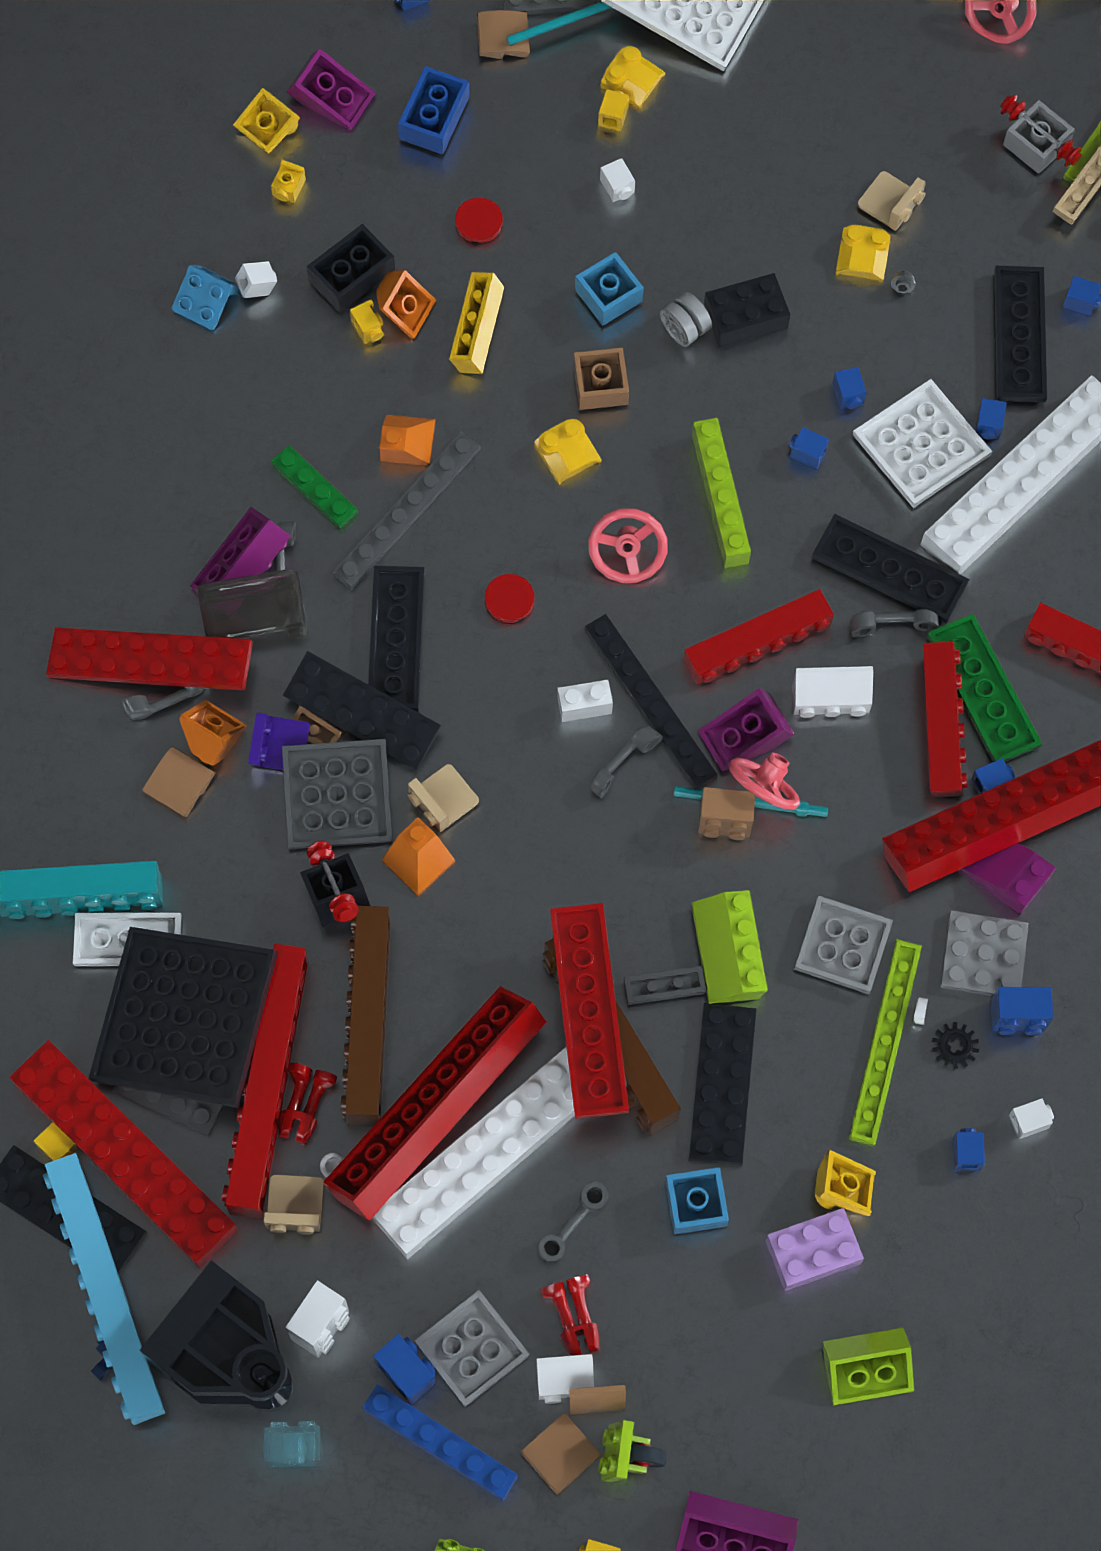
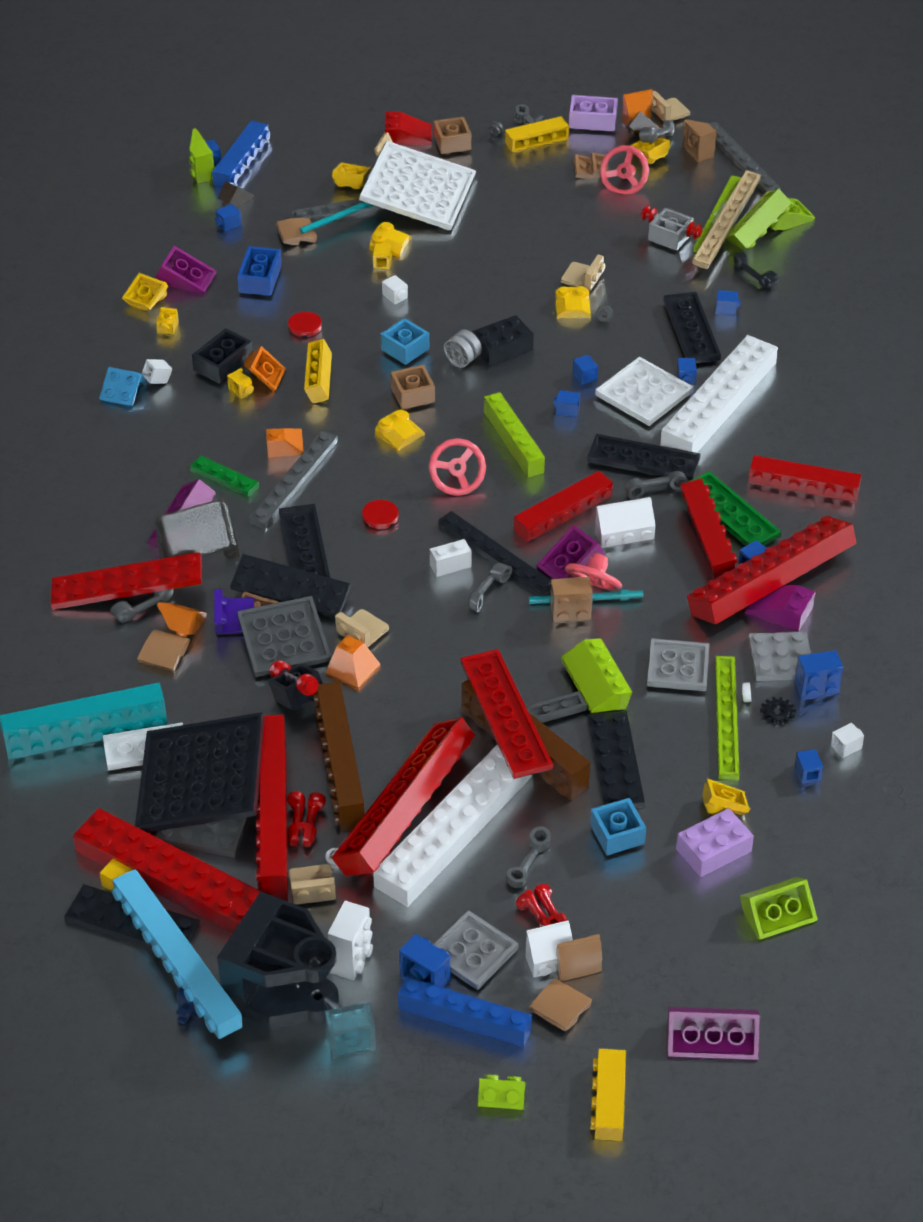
camera: 10 degrees left, 25 degrees down
(627, 1453) = (613, 988): lime plate -> none

